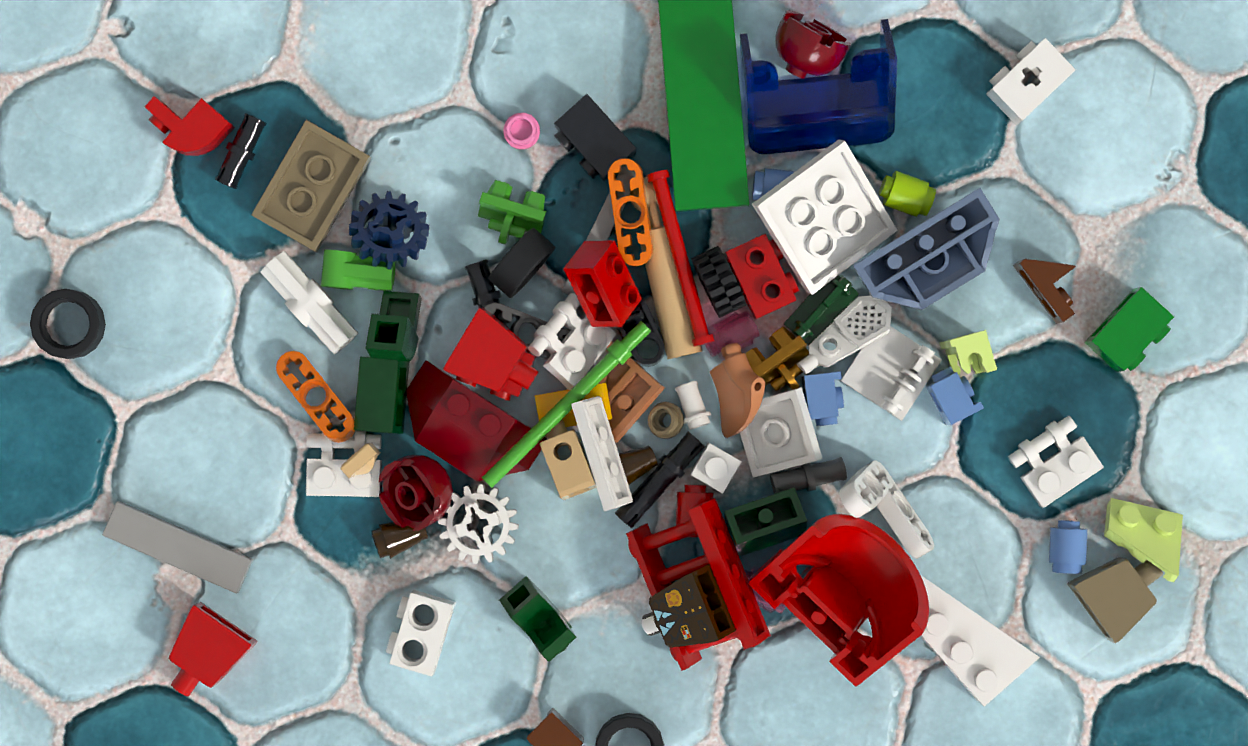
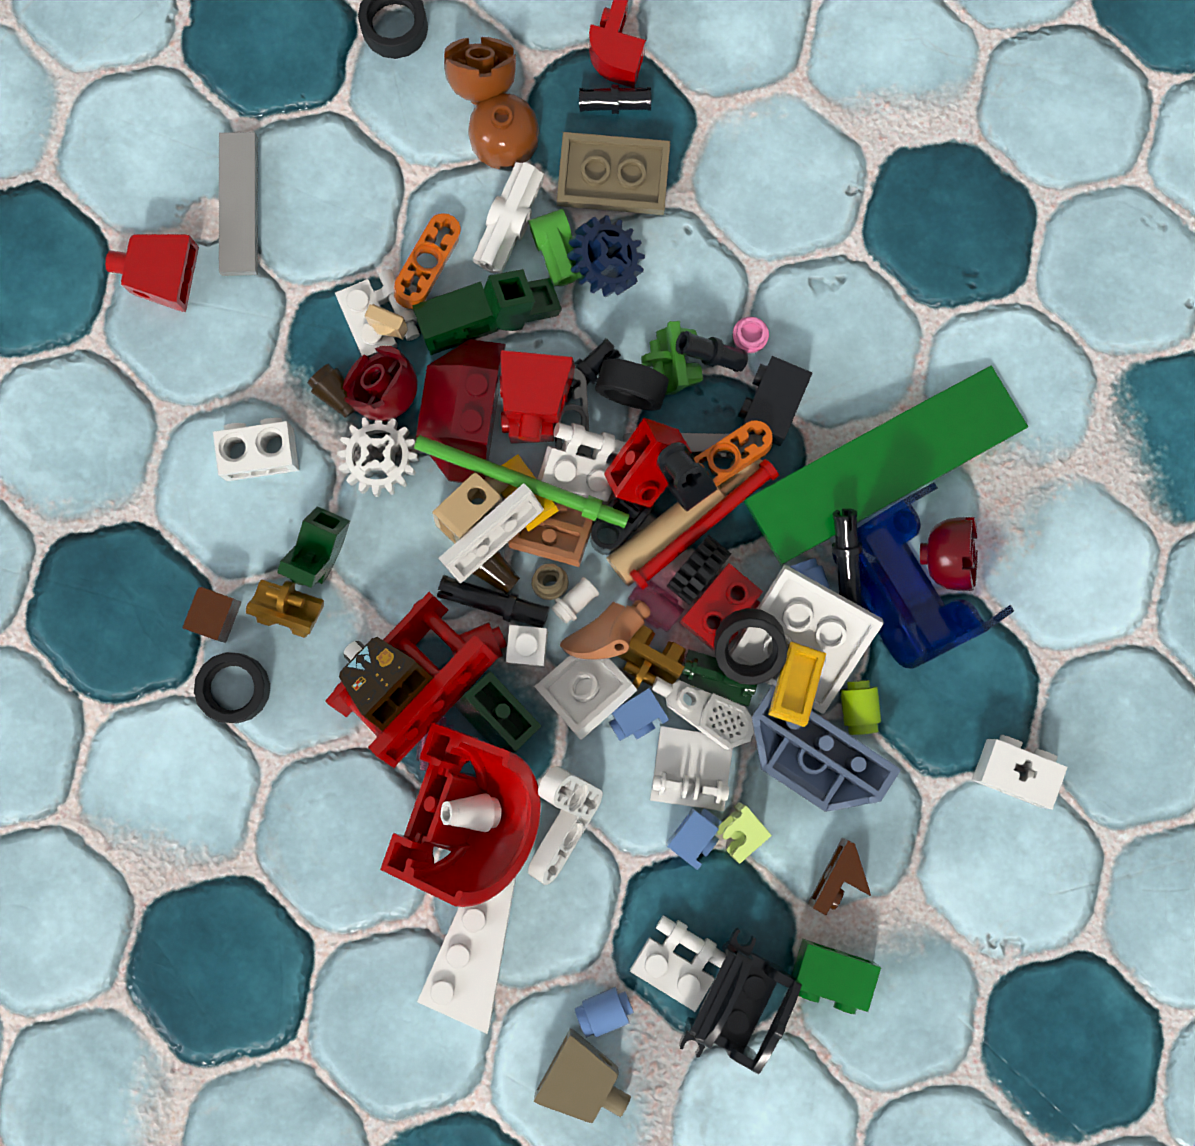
camera: 60 degrees right, 5 degrees down
(156, 264) = (479, 69): none -> dark orange cylinder
(223, 269) = (503, 131): none -> dark orange cylinder
(524, 175) = (711, 351): none -> black pin
(579, 669) = (285, 607): none -> pearl gold hips
(634, 256) = (684, 476): none -> black piece
(764, 140) = (847, 552): none -> black pin
(809, 476) = (559, 737): dark grey pin -> none
(835, 275) = (755, 673): none -> black tyre
(844, 582) = (473, 812): none -> white cone
(863, 243) = (797, 684): none -> yellow tile
(1114, 426) = (737, 1004): none -> black animal
(1146, 534) = (651, 1083): yellowish green wing -> none

